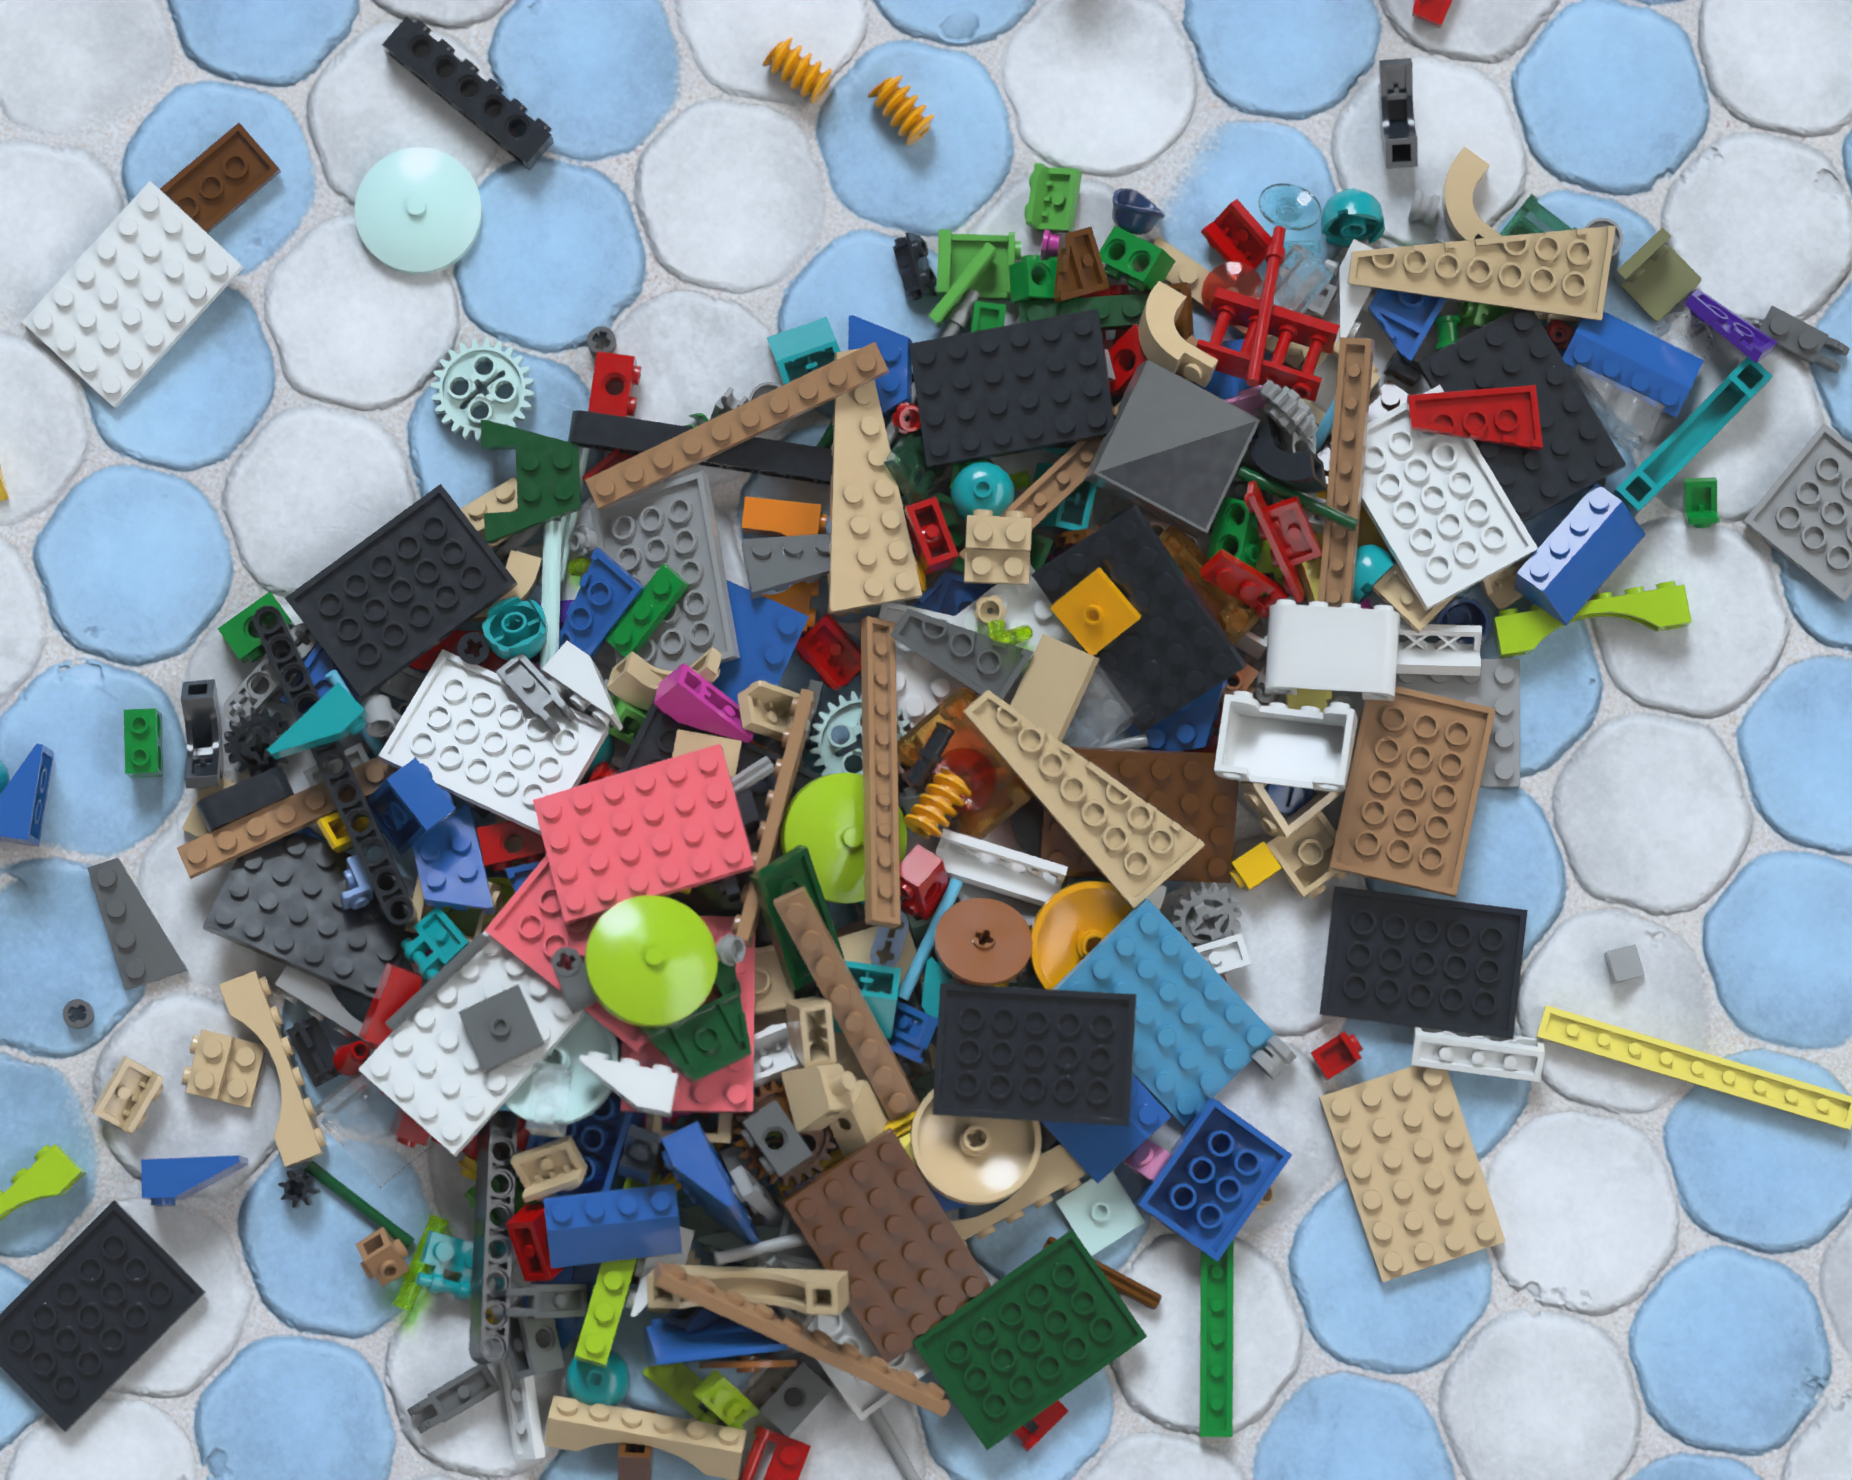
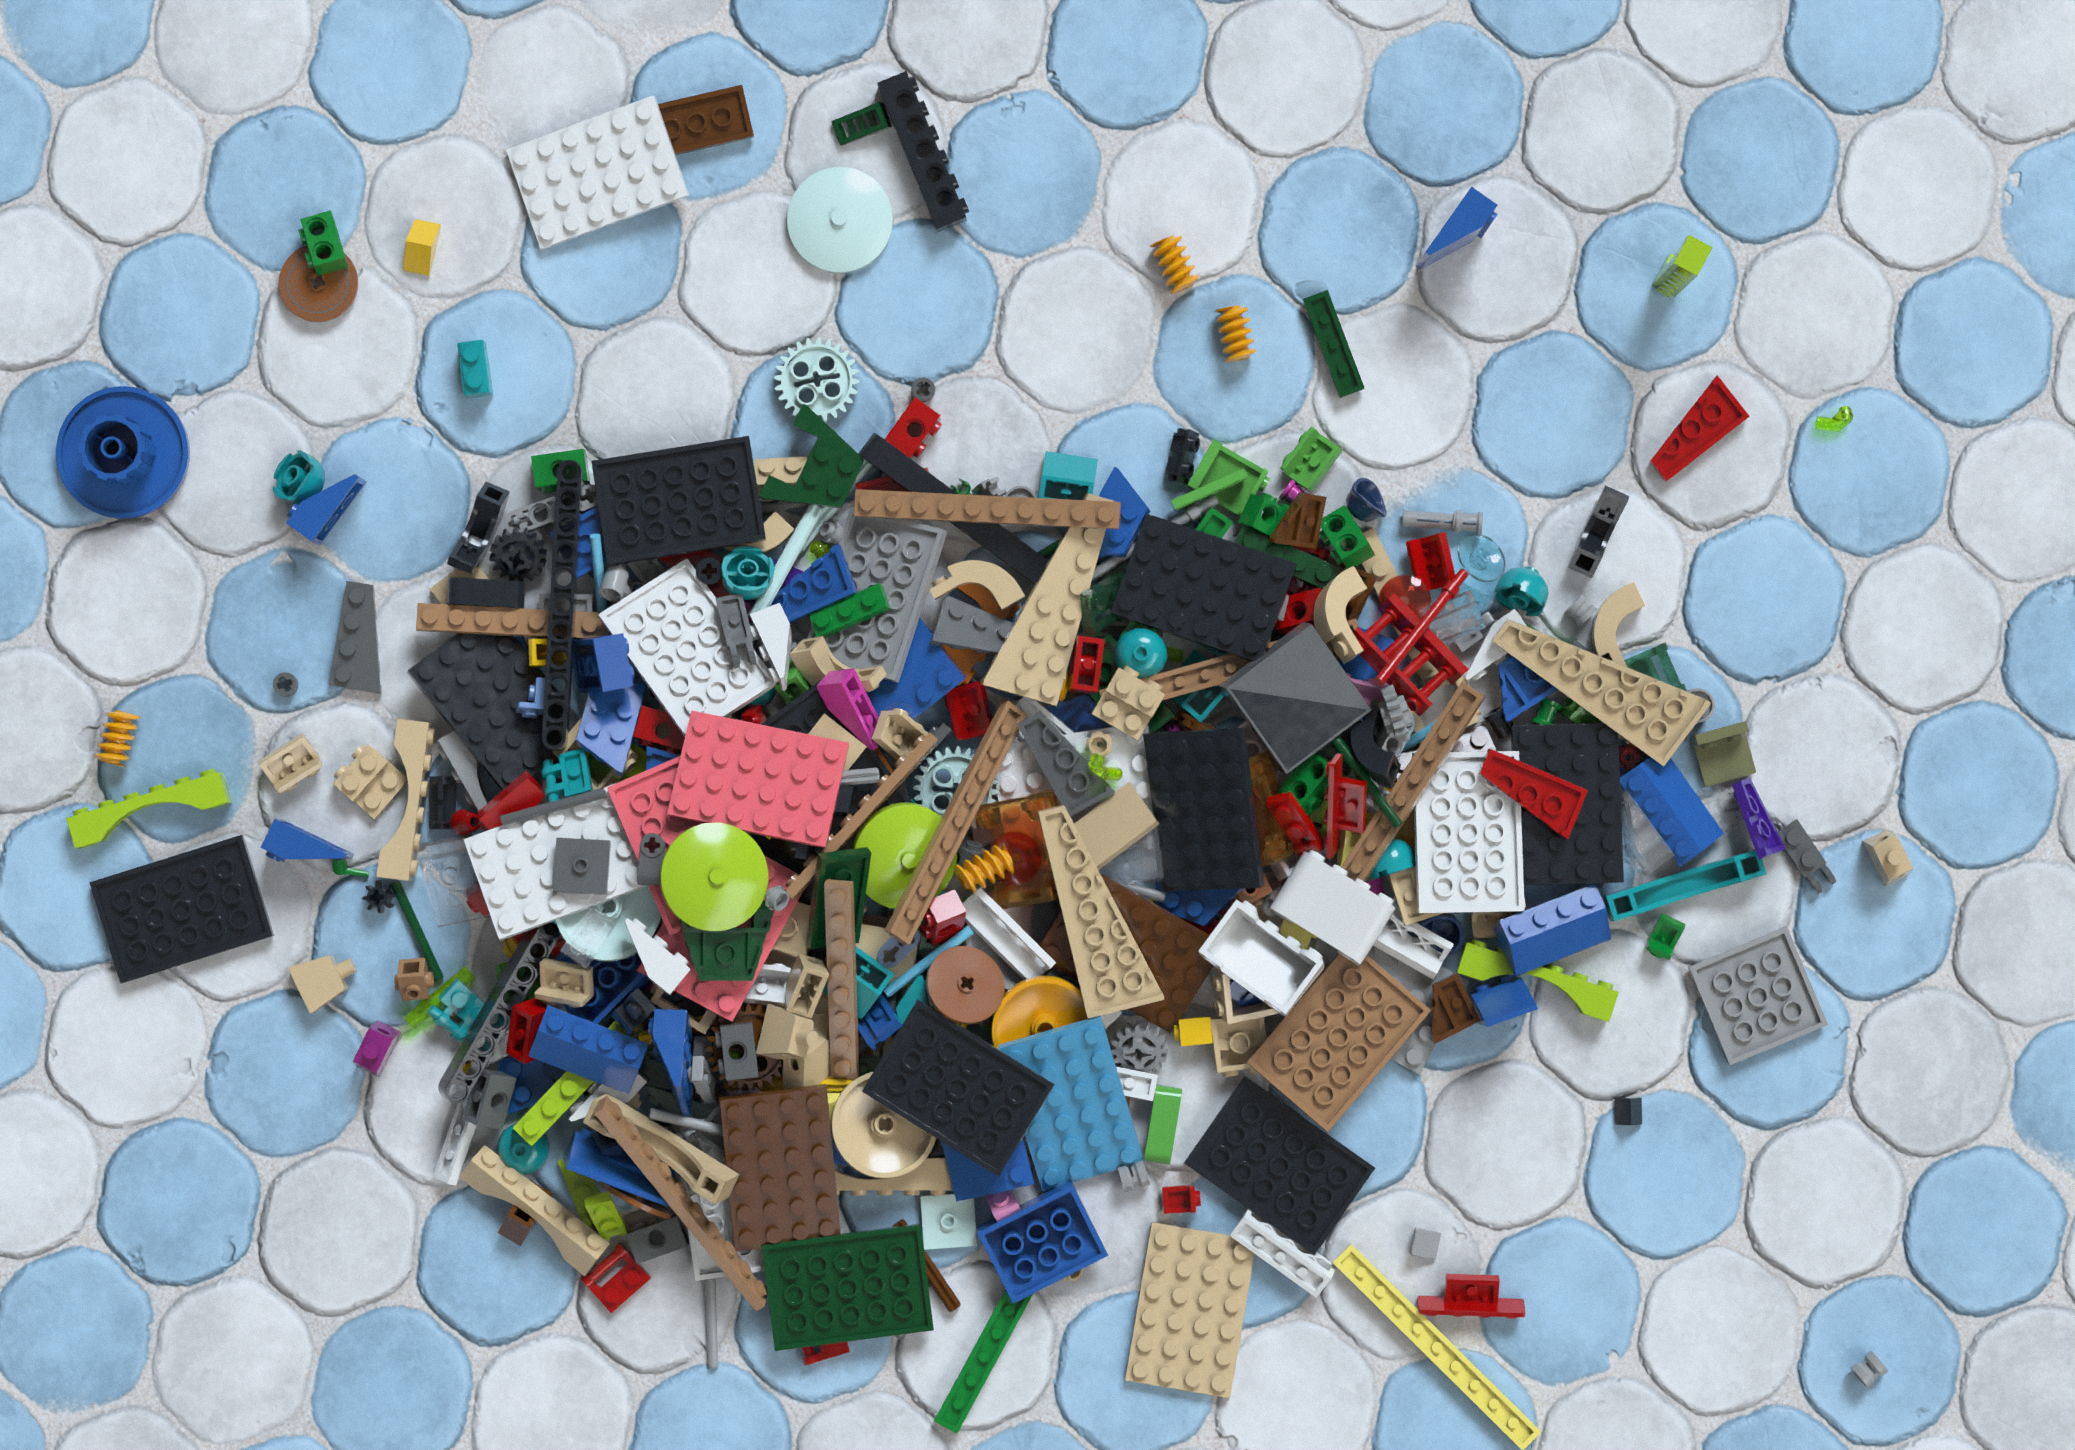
camera: 25 degrees right, 5 degrees up
(109, 569) = (475, 369): none -> teal brick
(143, 743) = (434, 511): green brick -> none
(241, 1181) = (340, 868): none -> green hand
(283, 1311) = (321, 980): none -> tan torso
(326, 721) = (573, 571): teal slope -> none
(381, 1355) = (376, 1048): none -> magenta torso
(396, 105) = (883, 116): none -> dark green slope
(457, 1396) = (415, 1107): dark grey hinge -> none
(550, 1300) = (515, 1077): dark grey hinge -> none
(766, 498) = (982, 573): none -> tan arch
(898, 418) = (1116, 560): red plate -> none
(931, 754) = (999, 827): black pin -> none
(1012, 66) = (1333, 344): none -> dark green plate
(1095, 612) = (1174, 788): light orange plate -> none
(1192, 206) = (1410, 520): none -> light grey pin
(1275, 985) = (1162, 1124): none -> bright green beam
(1515, 696) = (1451, 1008): none -> reddish brown wing
(1565, 659) = (1502, 1001): none -> blue slope
(1704, 993) = (1471, 1297): none -> red bracket
(1763, 708) = (1628, 1111): none -> black slope

